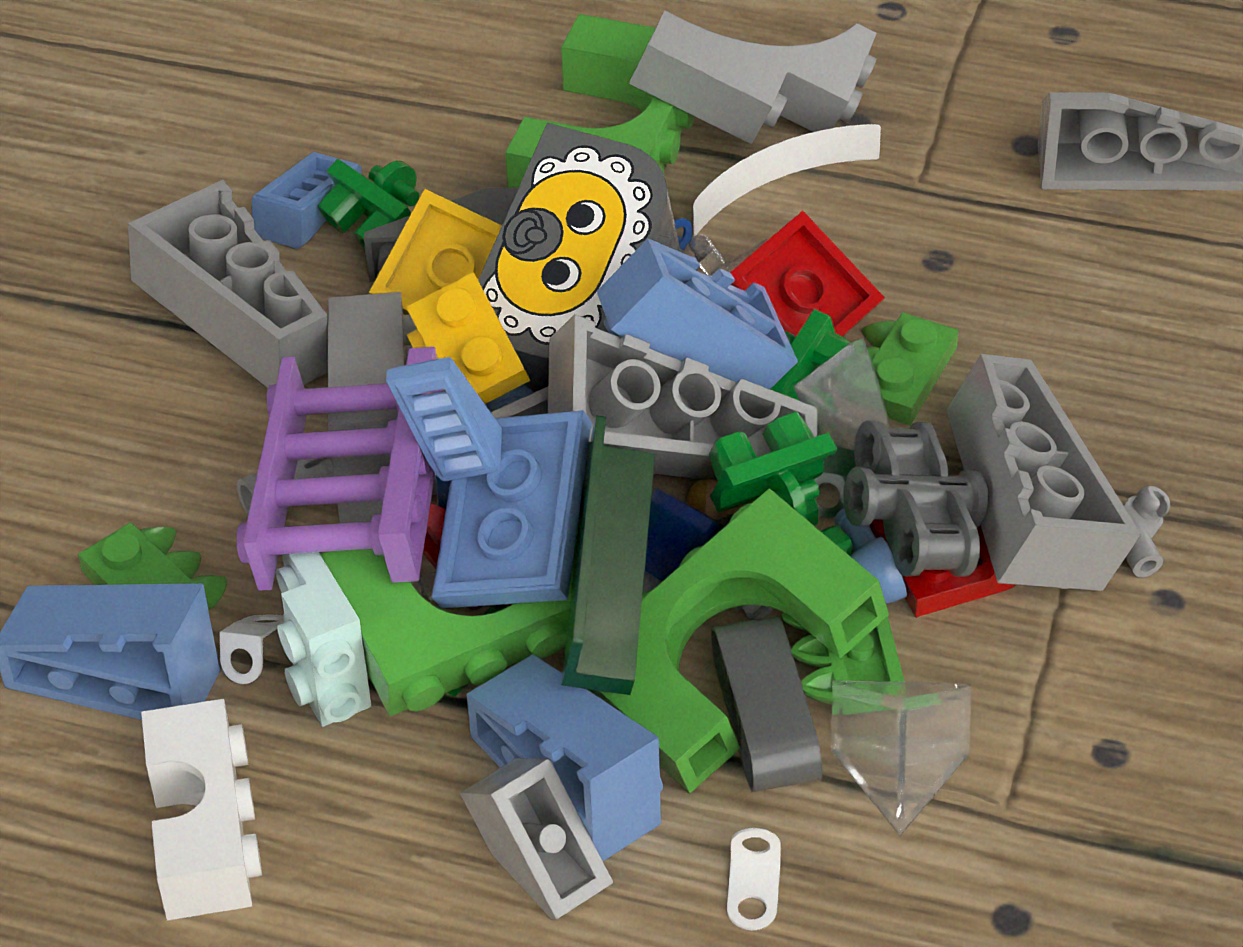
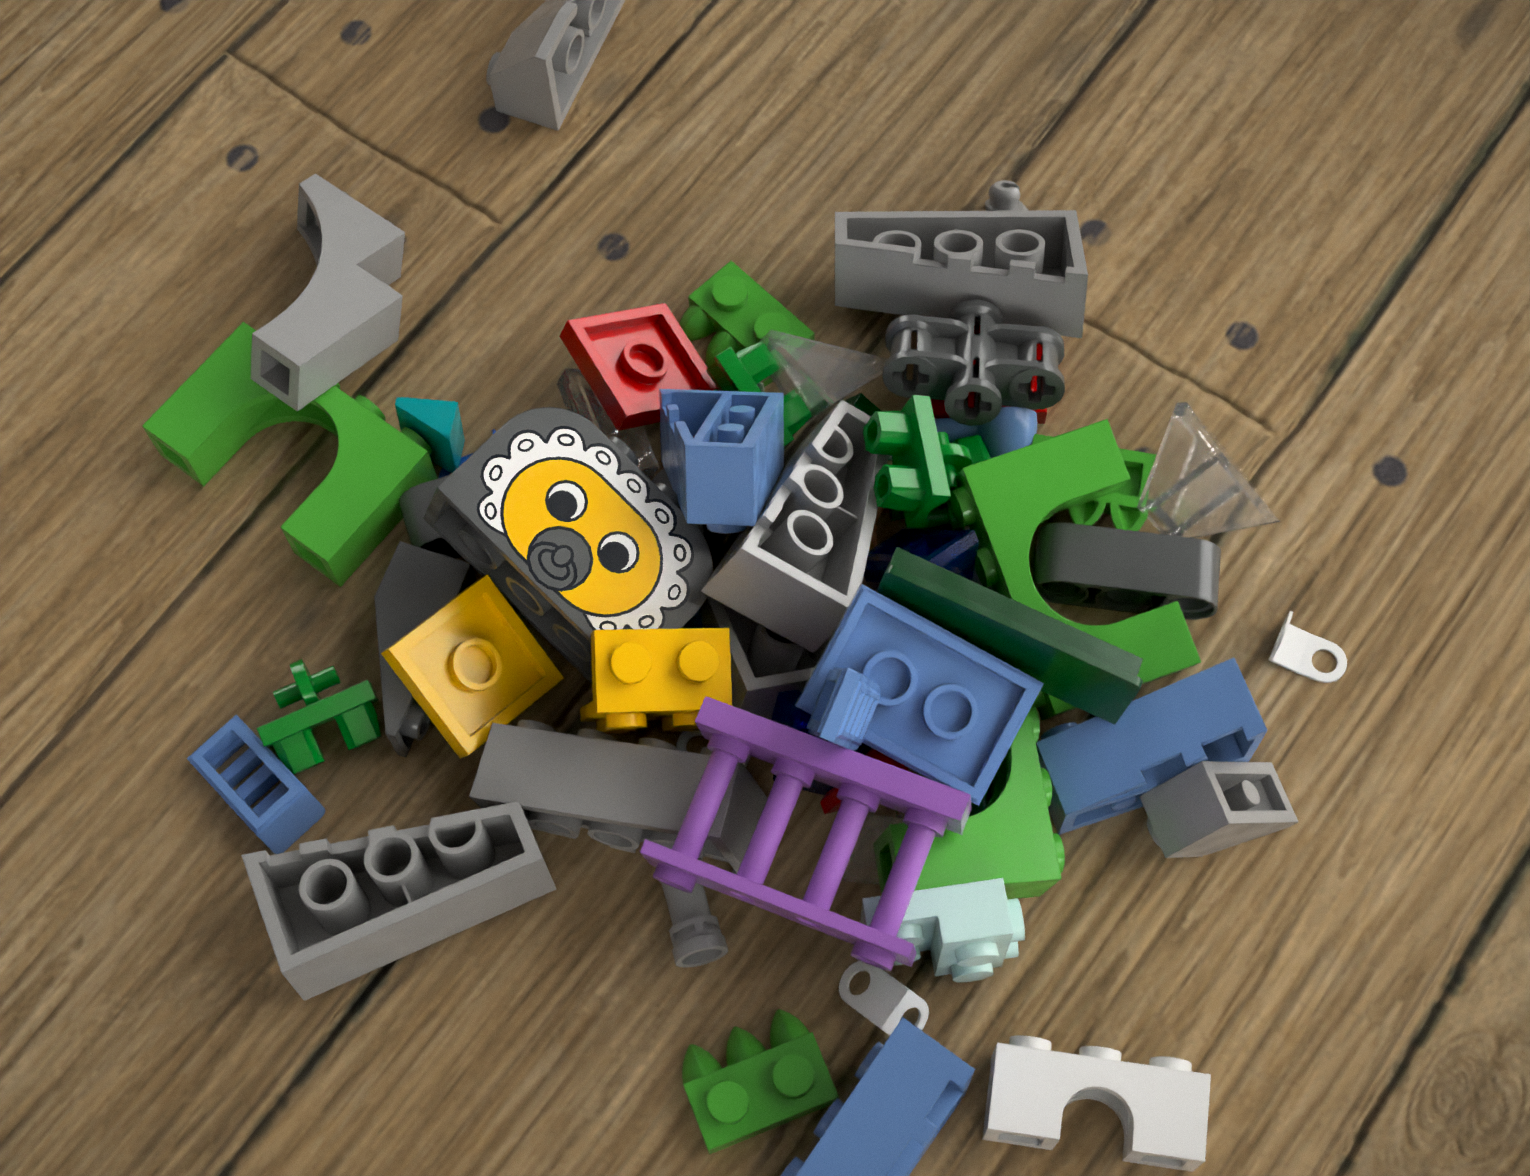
camera: 70 degrees left, 20 degrees up
(680, 181) = (437, 424): none -> teal slope
(785, 158) = (437, 258): white sticker -> none

